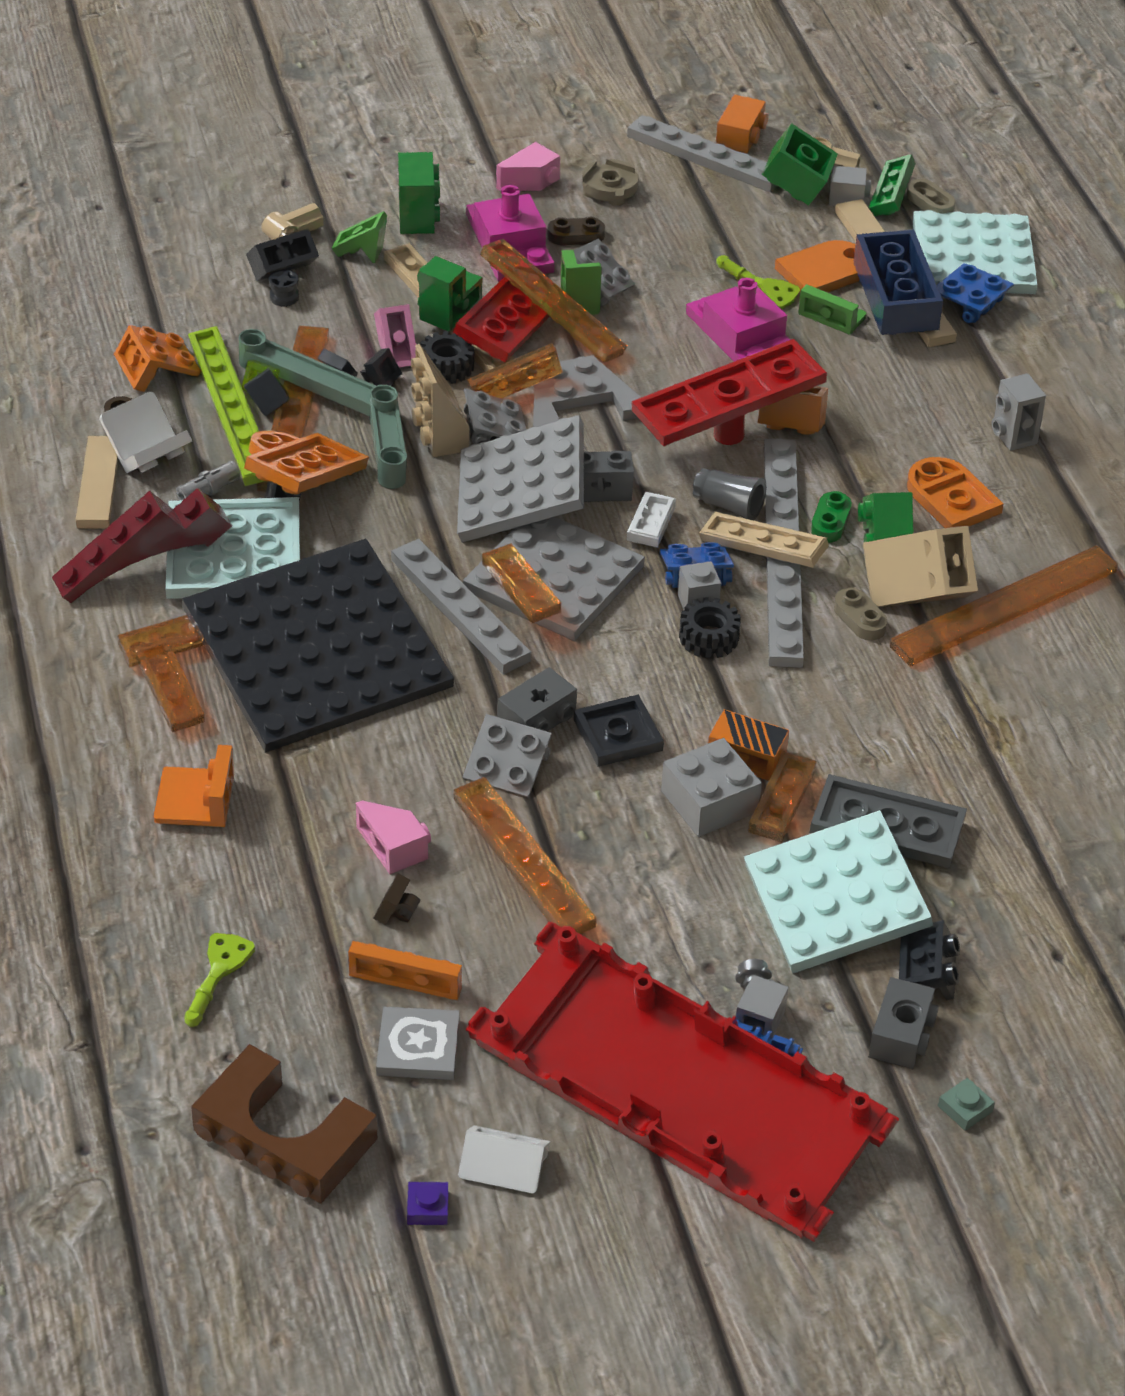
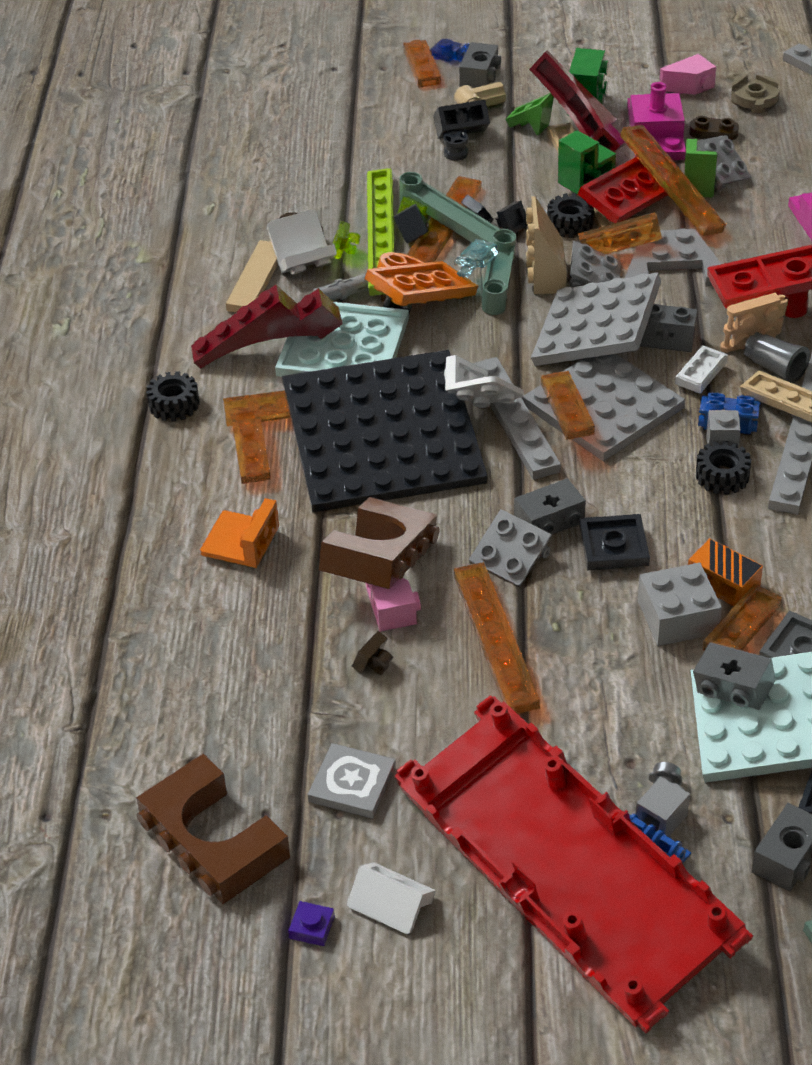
camera: 20 degrees right, 0 degrees up
(53, 654) = (184, 400): none -> black tyre
(145, 350) = (329, 178): orange bracket -> none
(190, 420) = (343, 239): none -> clear neon green tile
(206, 188) = (422, 63): none -> clear orange plate
(219, 969) = (210, 685): lime piece -> none
(234, 168) = (449, 50): none -> clear blue plate
(279, 185) = (479, 65): none -> dark grey brick
(358, 420) = (477, 254): none -> clear light blue plate
(366, 775) = (387, 543): none -> reddish brown arch
(396, 333) = (533, 183): bright pink slope -> none
(403, 574) = (474, 385): none -> white bracket
(405, 970) = (360, 715): orange plate -> none
(418, 219) = (578, 102): none -> dark red arch
(696, 451) = (753, 316): none -> light nougat plate
(798, 854) = (734, 676): none -> dark grey brick

